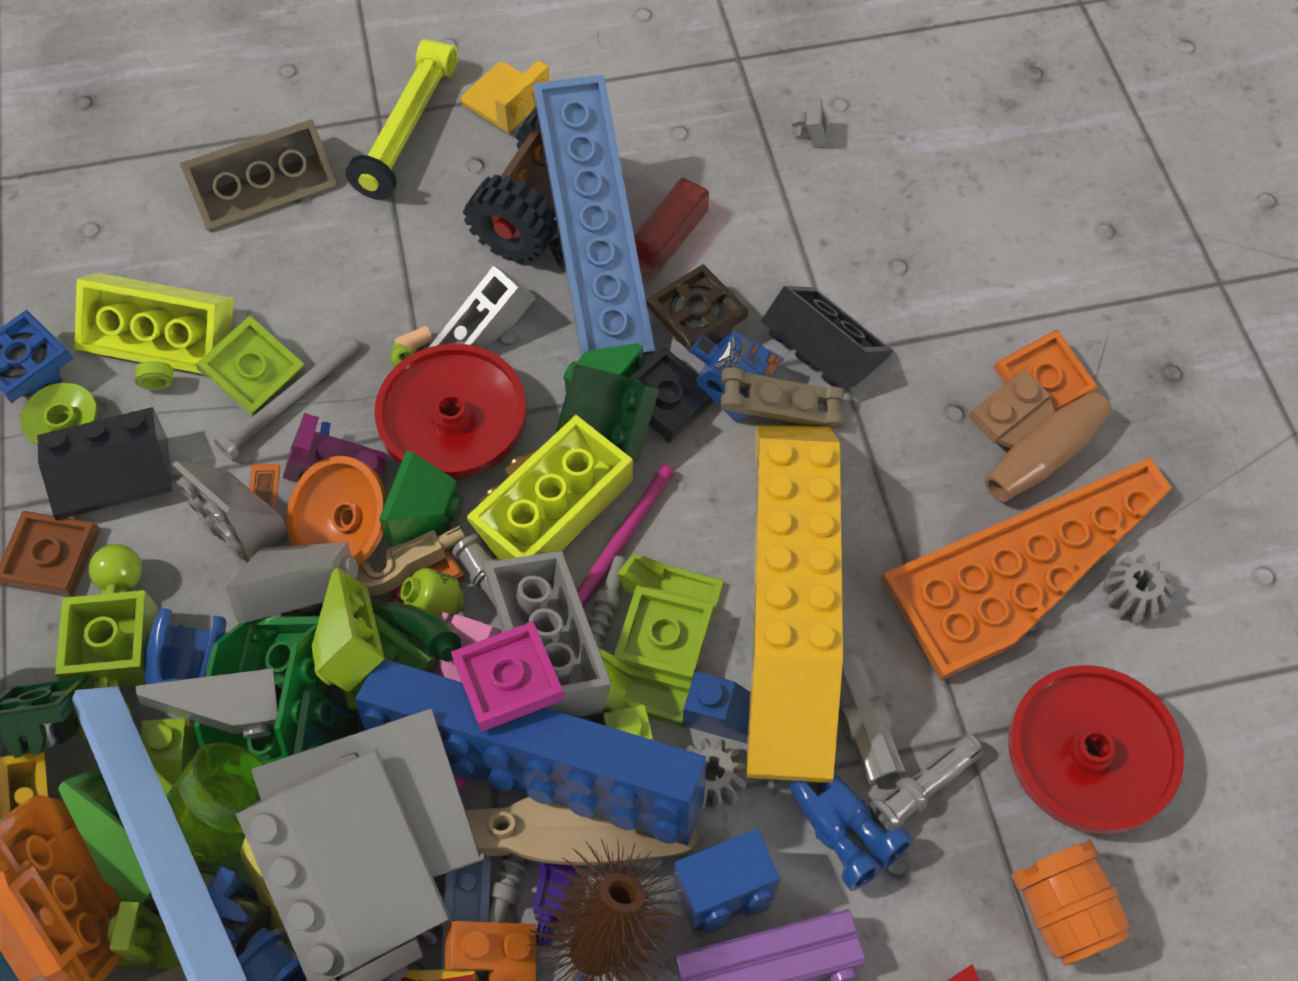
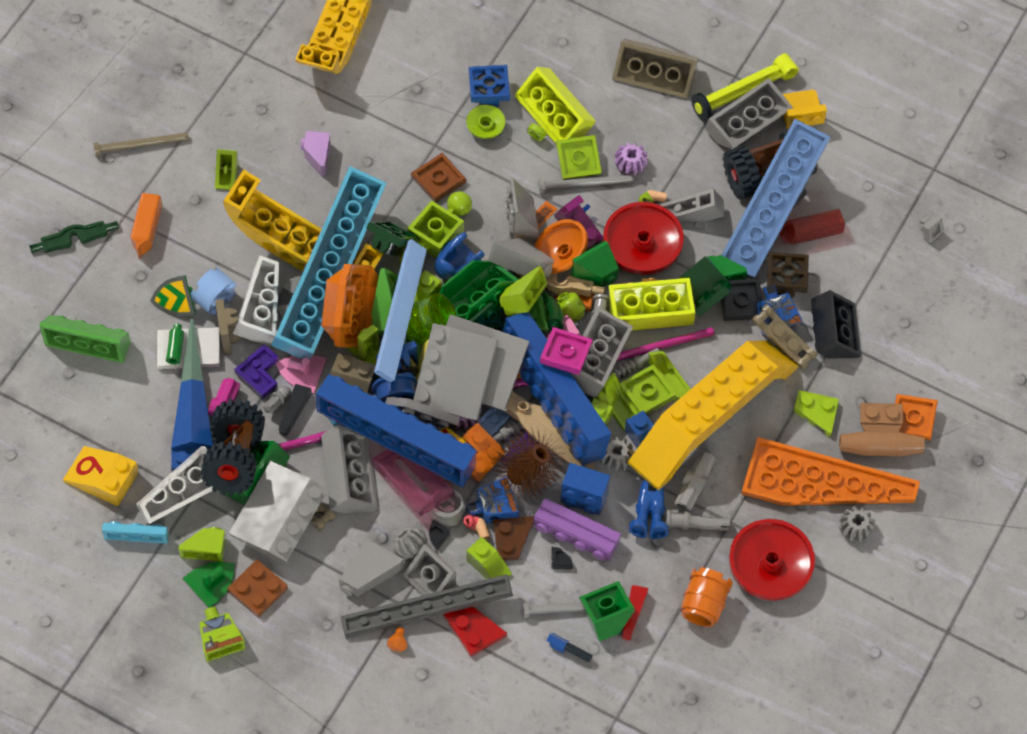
camera: 40 degrees right, 0 degrees up
(104, 463) = (488, 156): black slope -> none
(226, 702) = (460, 285): light grey slope -> none
(330, 314) = (631, 158): none -> lavender gear
(446, 146) = (748, 115): none -> light grey slope
(915, 468) = (817, 409): none -> lime wing

